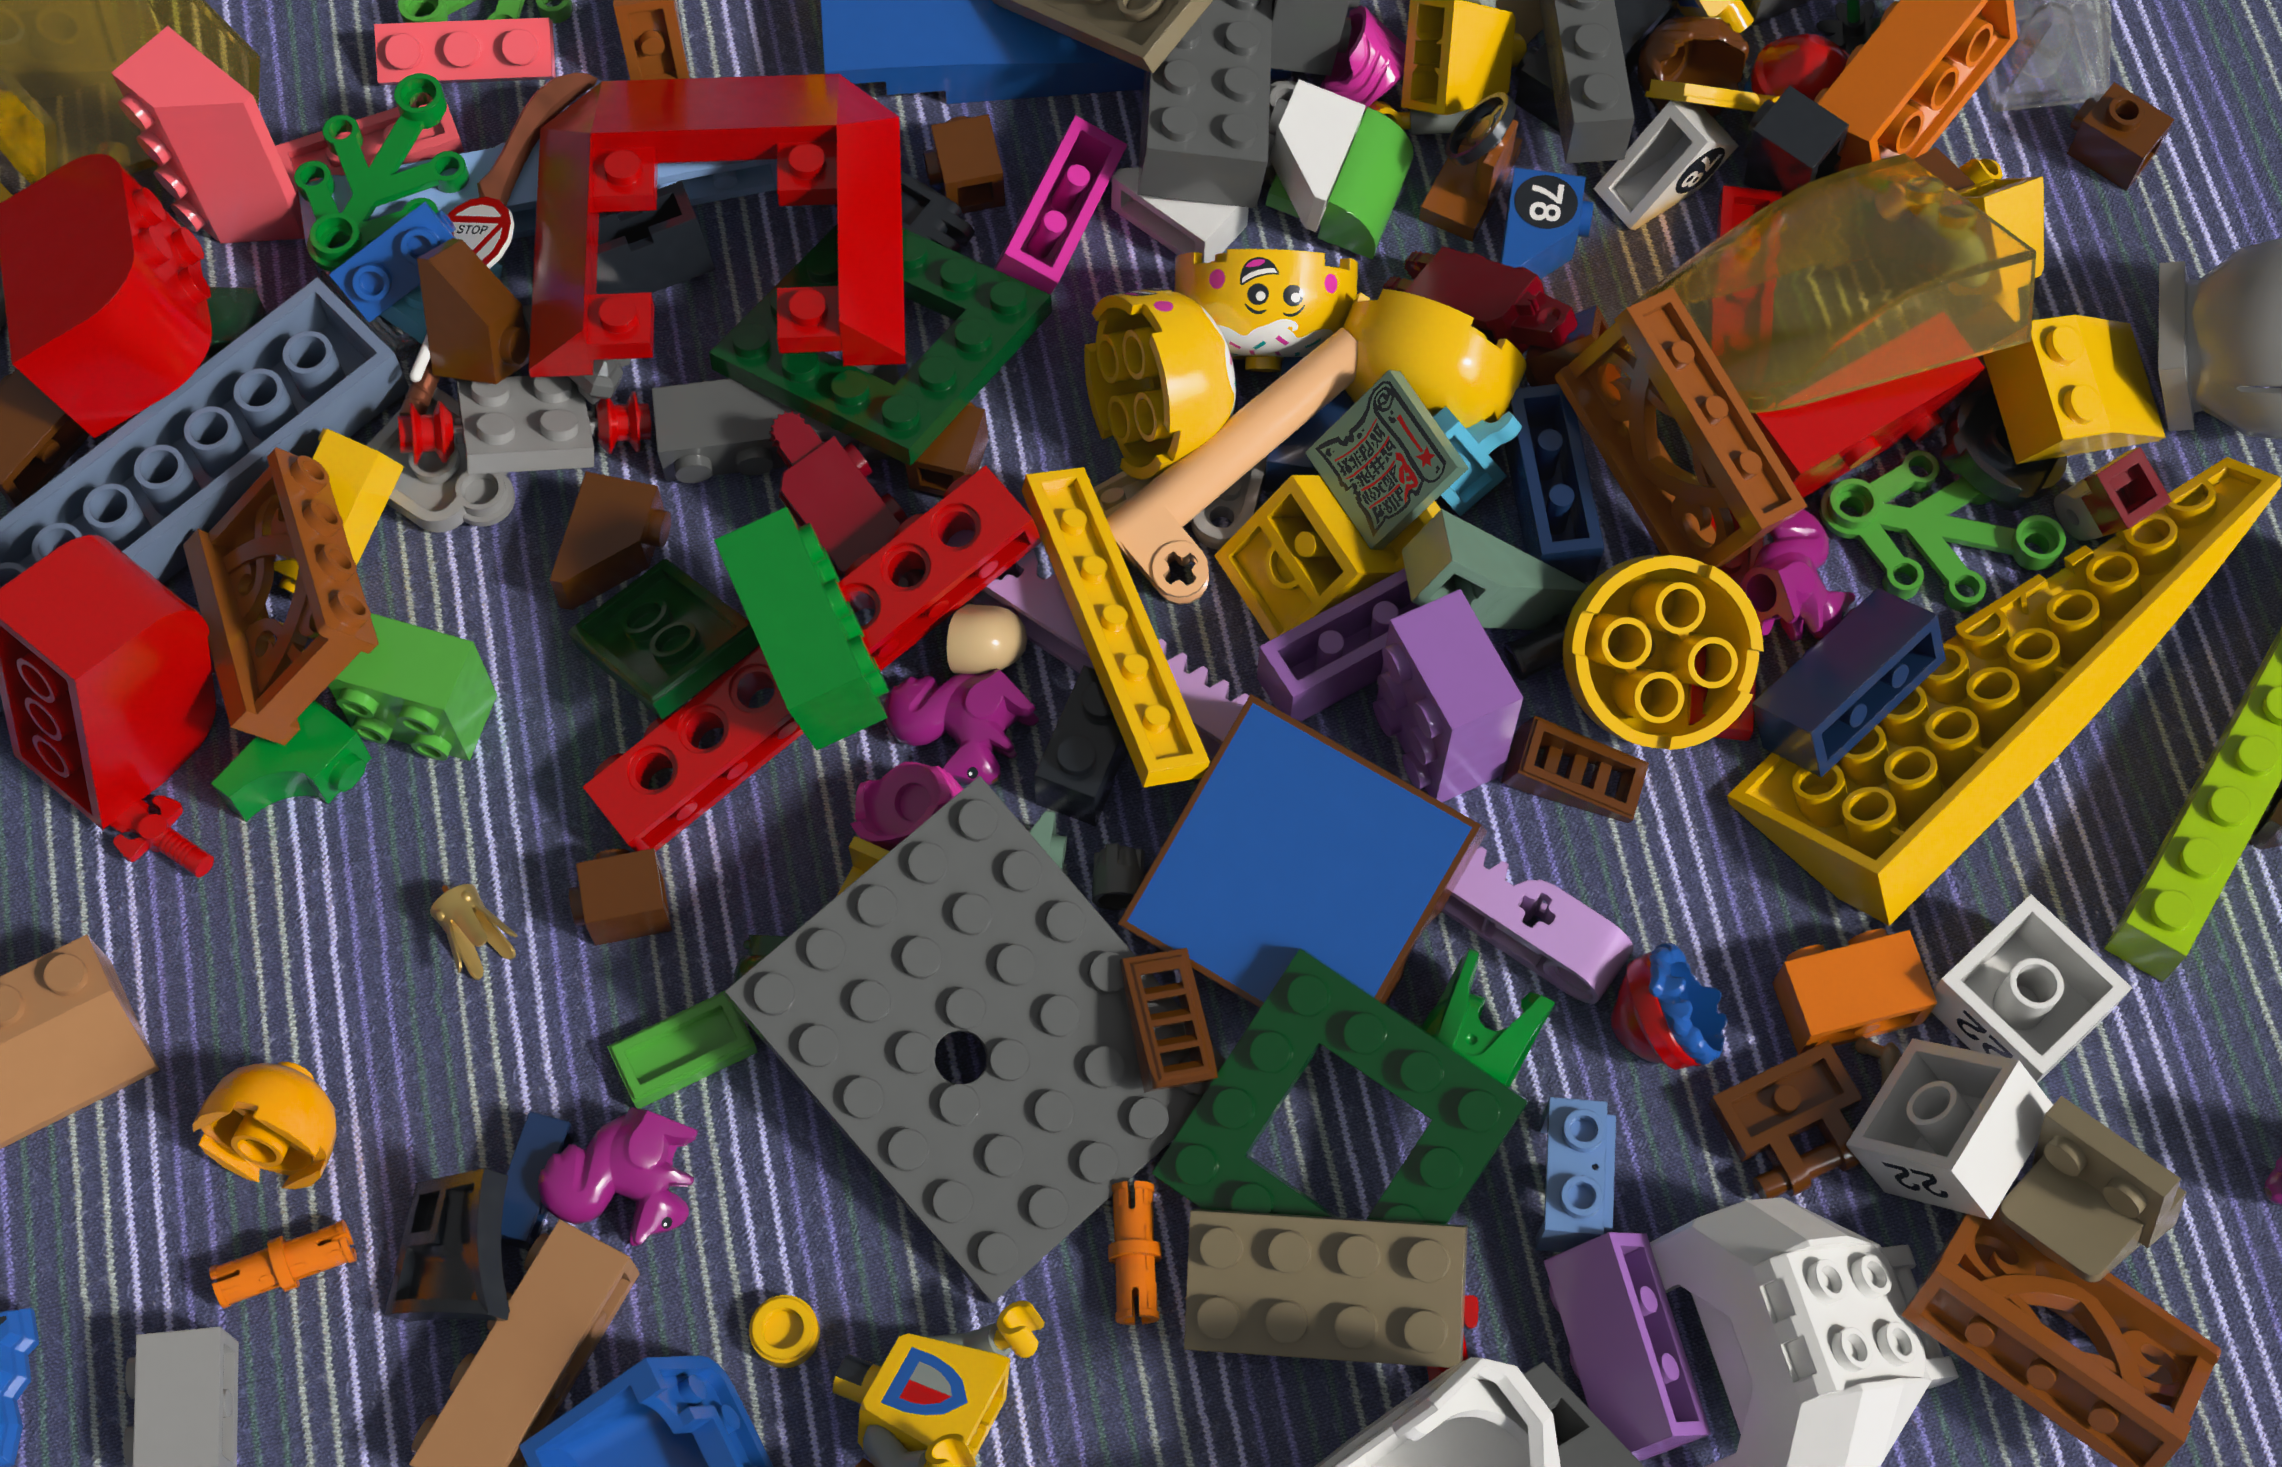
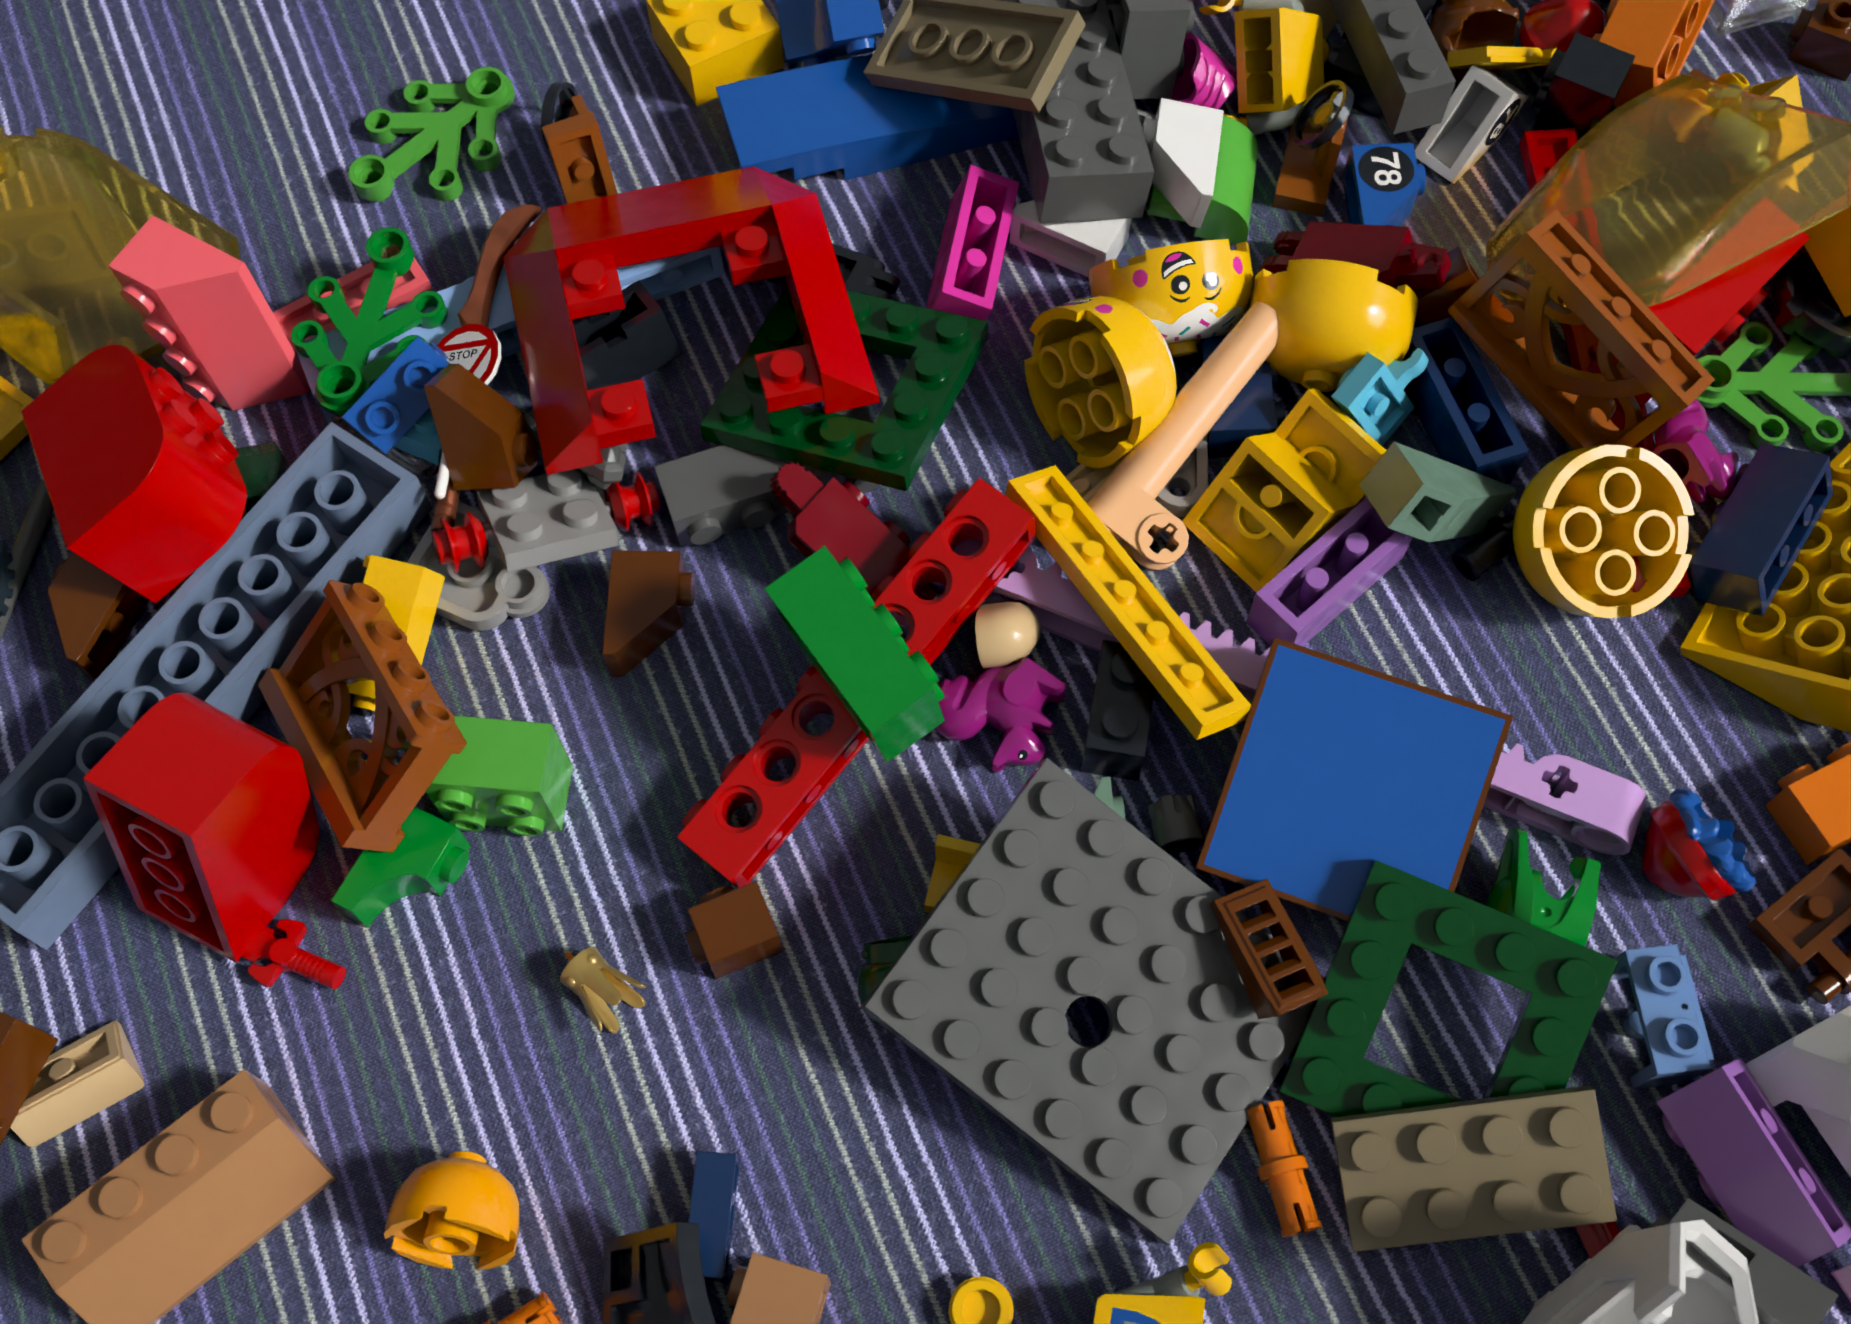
camera: 10 degrees left, 0 degrees up
(466, 50) = (417, 205): coral plate -> none
(624, 1158) = (797, 1178): magenta animal -> none
(664, 637) = (720, 686): dark green tile -> none
(682, 1050) = (820, 1061): bright green tile -> none
(901, 802) = (971, 796): dark pink hair -> none
(952, 453) = (934, 480): reddish brown brick -> none
(966, 163) = (879, 224): reddish brown brick -> none
(1386, 460) = (1326, 409): sand green tile -> none
(1446, 698) = (1435, 604): medium lavender brick -> none
(1545, 783) = (1507, 656): reddish brown slope -> none

